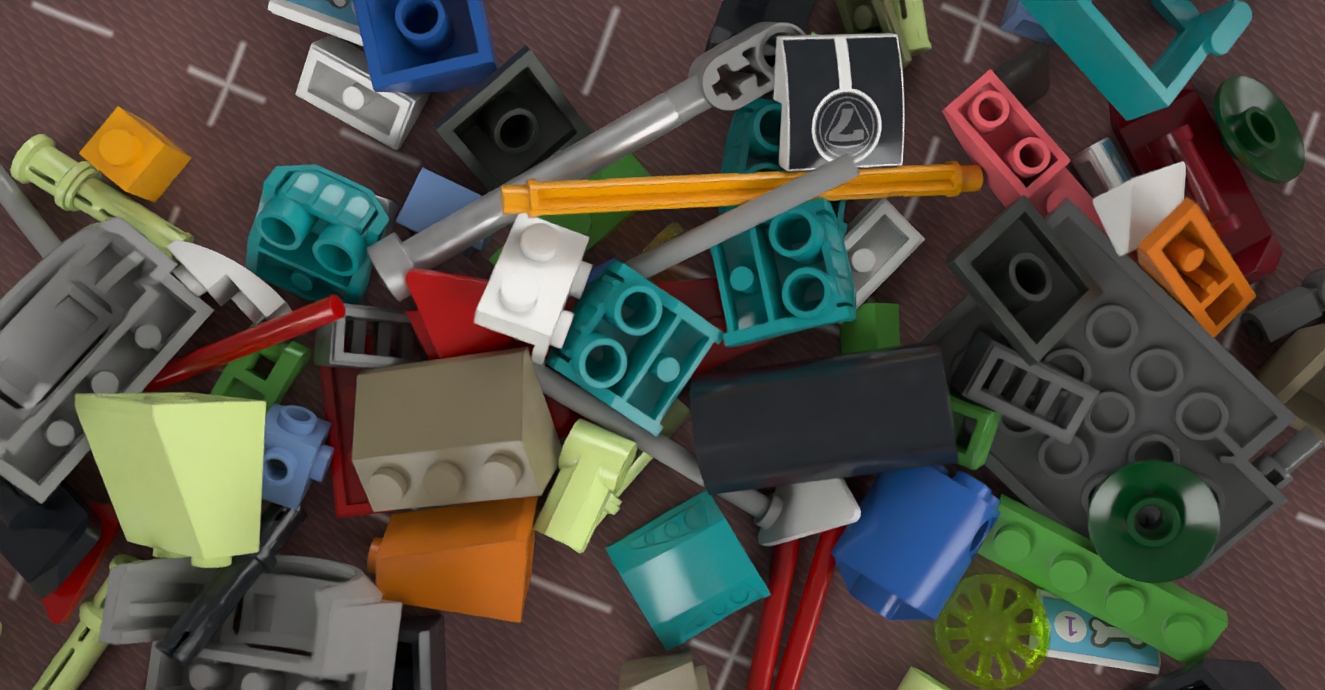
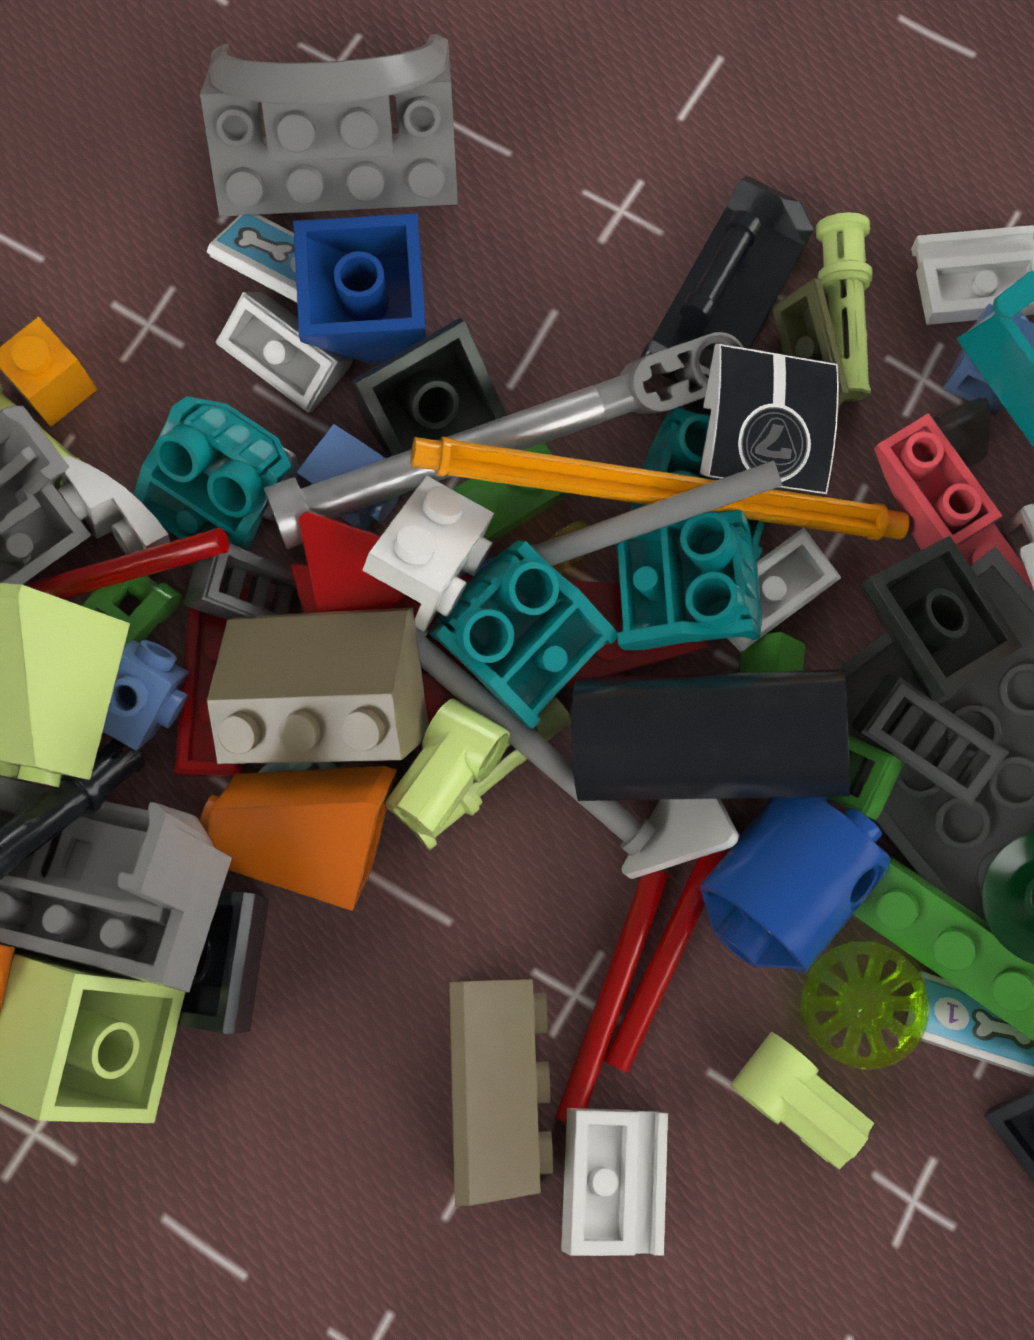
camera: 10 degrees right, 10 degrees down
(686, 569) = (543, 886): teal slope -> none

